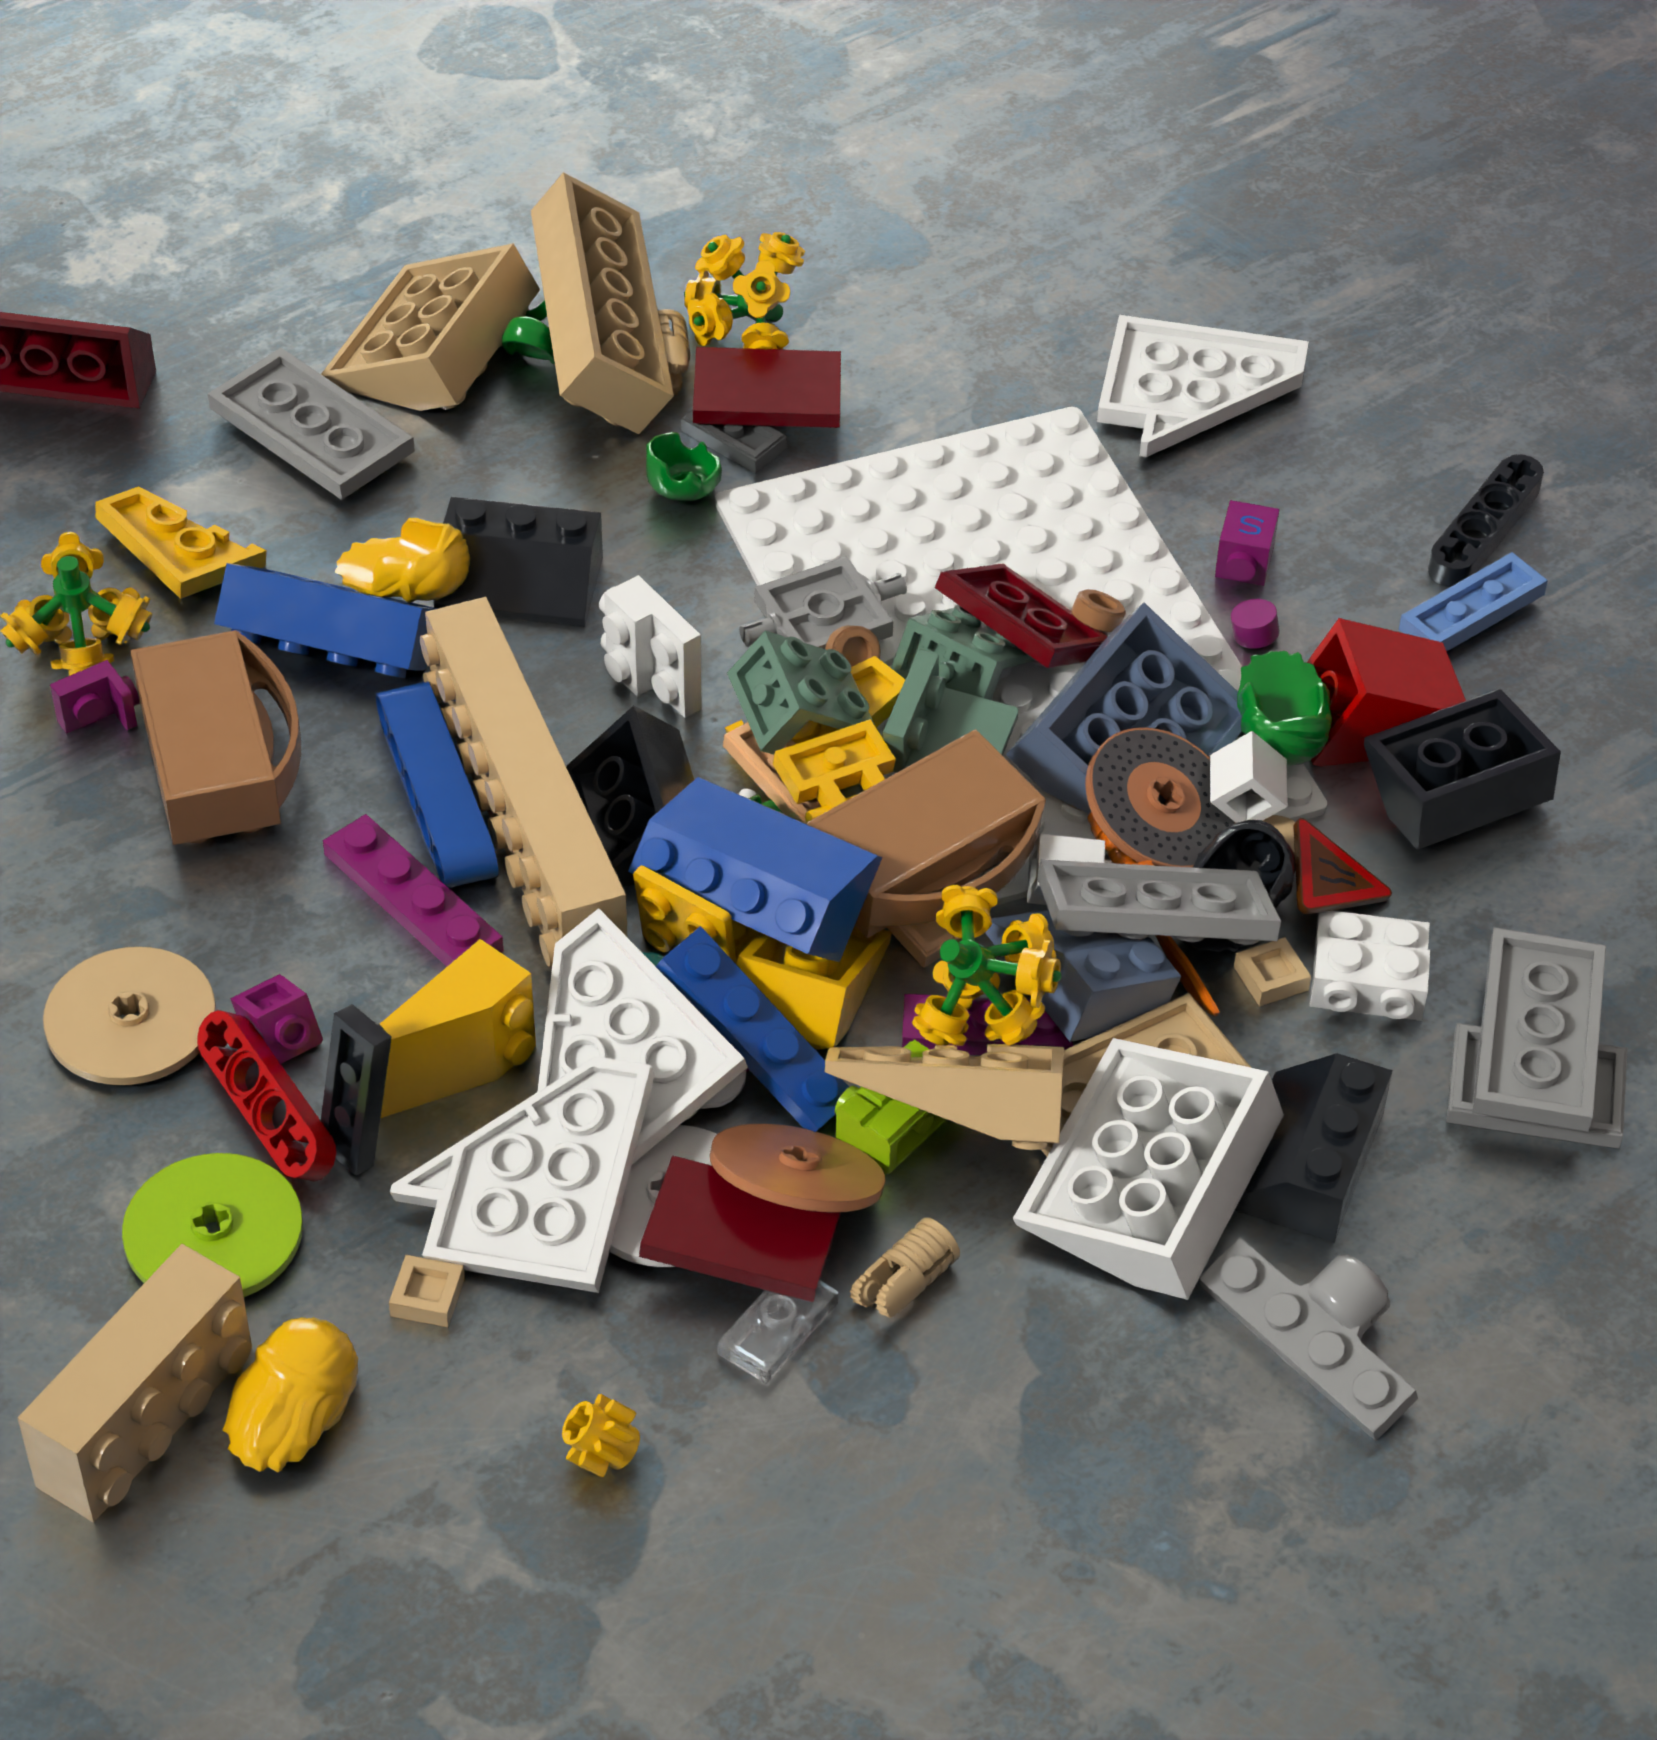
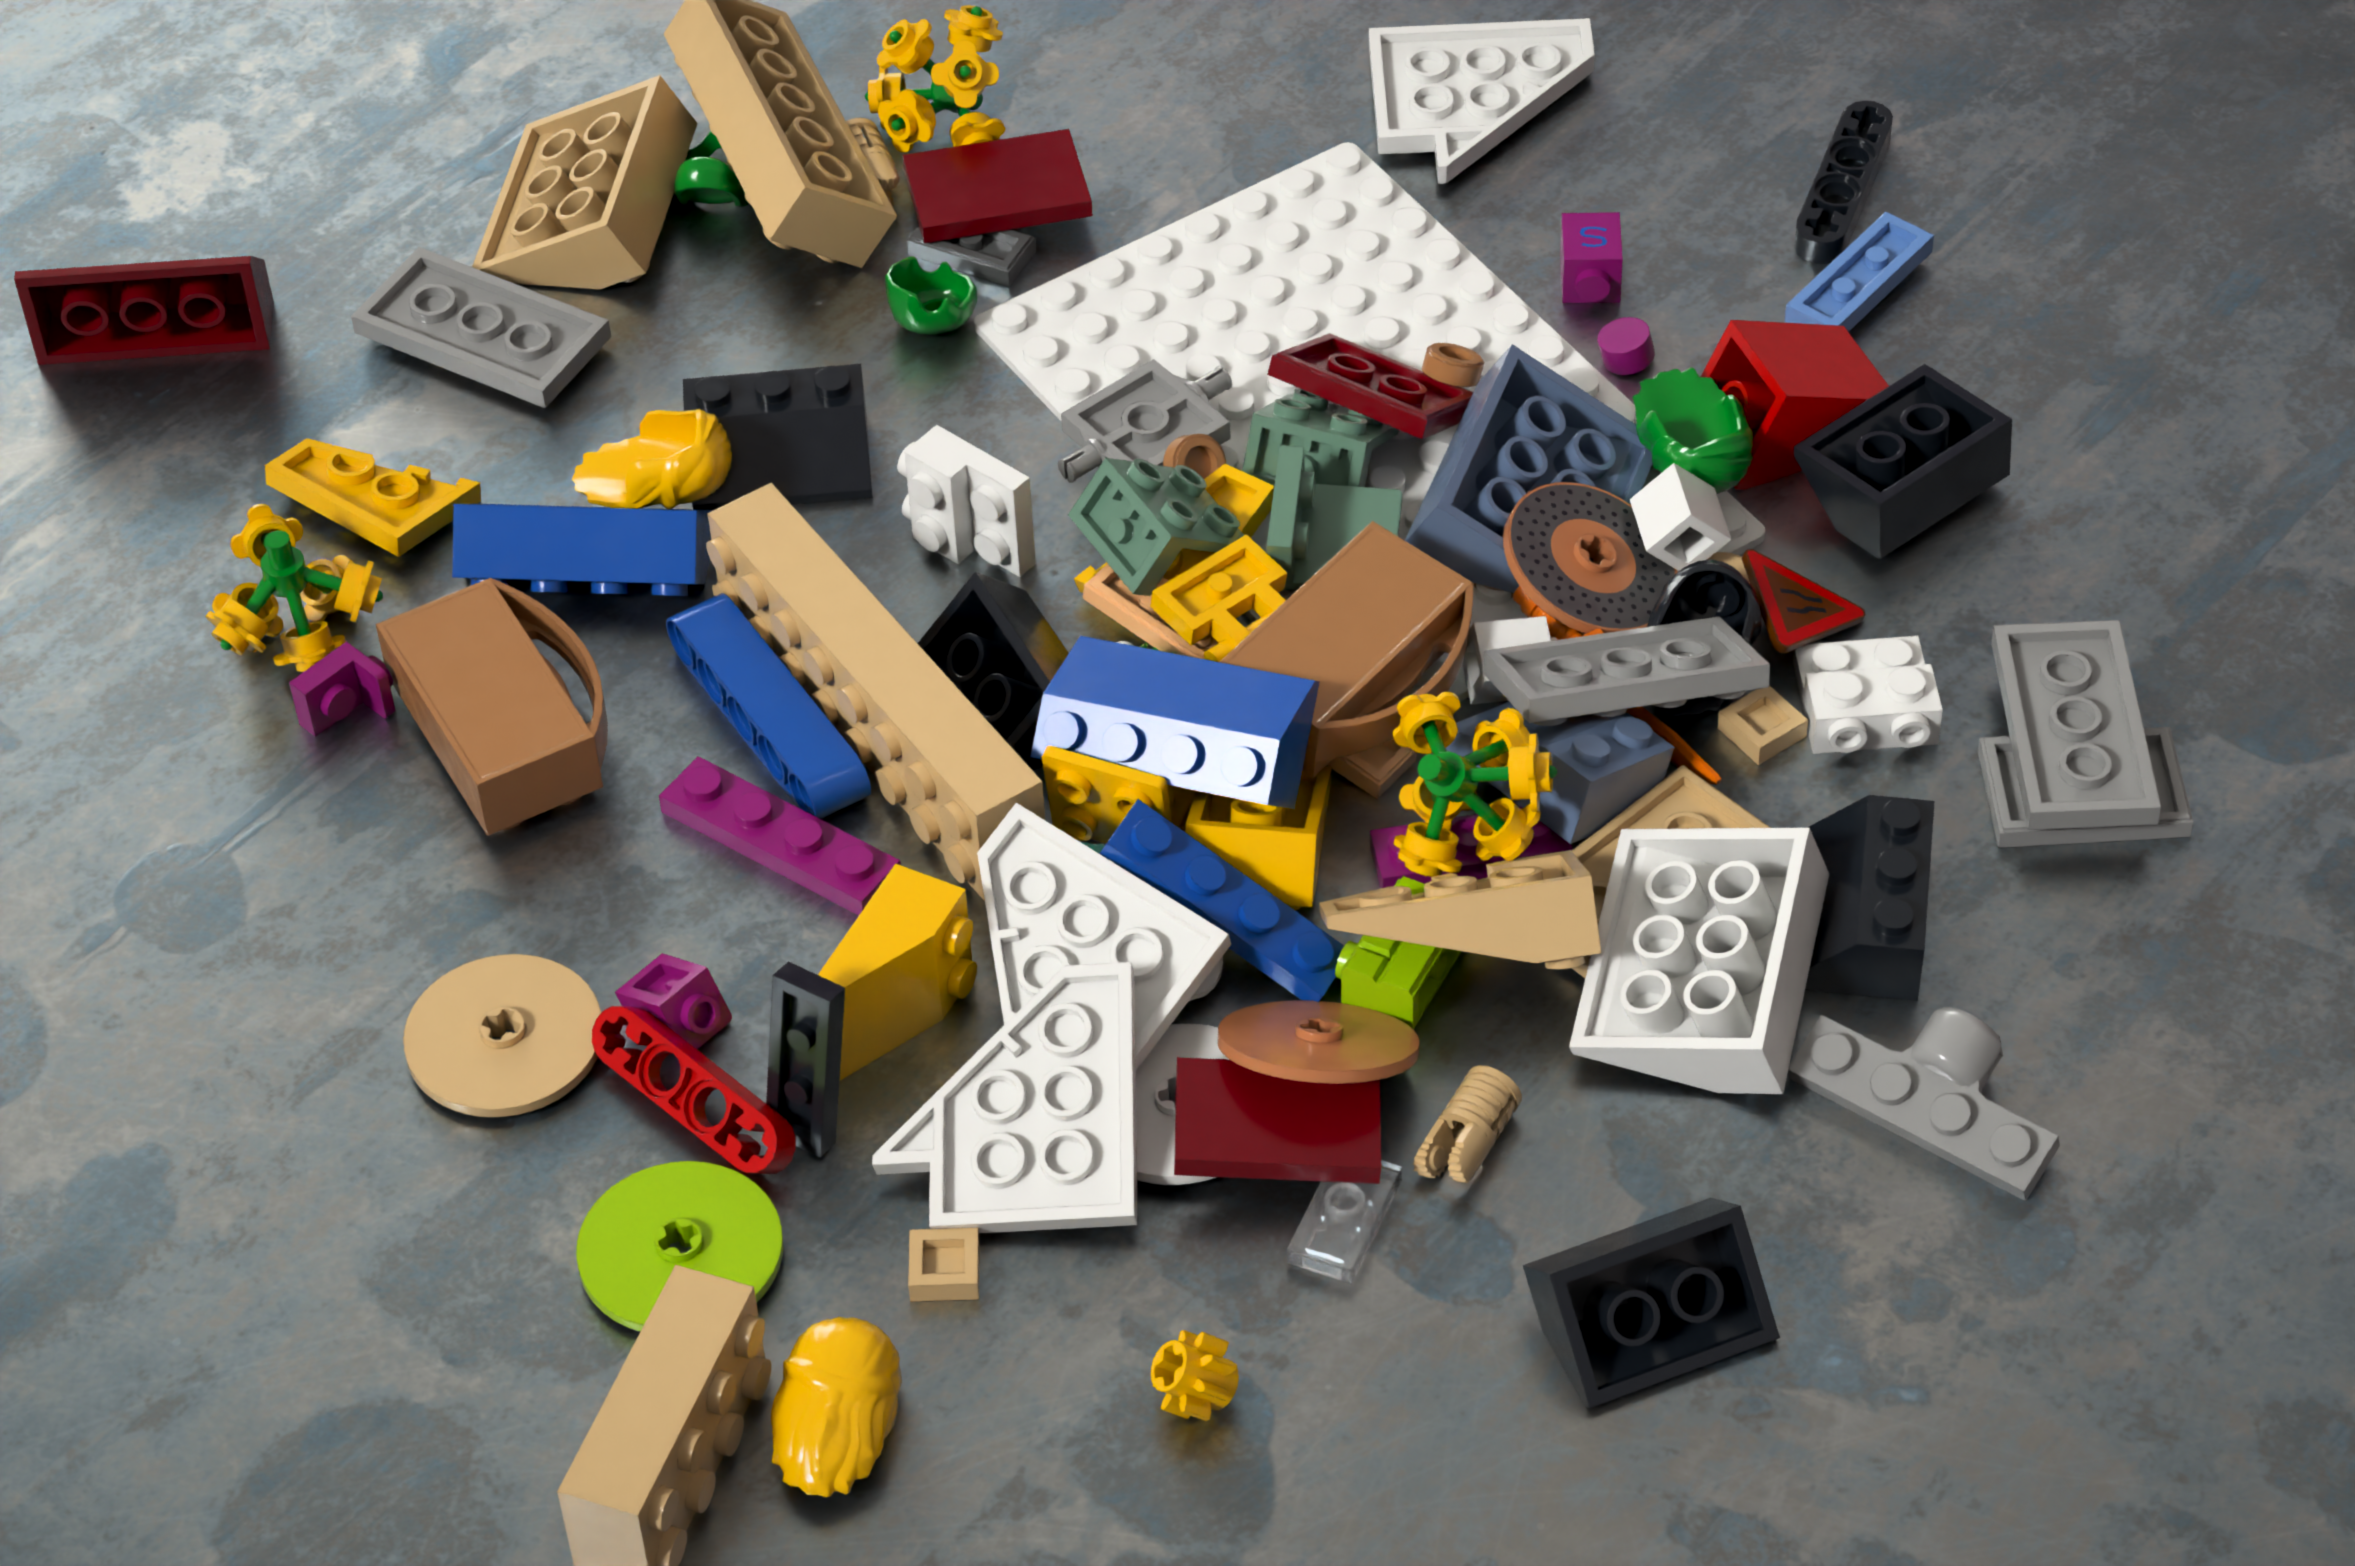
camera: 10 degrees left, 0 degrees up
(1016, 1458) = (1653, 1300): none -> black slope

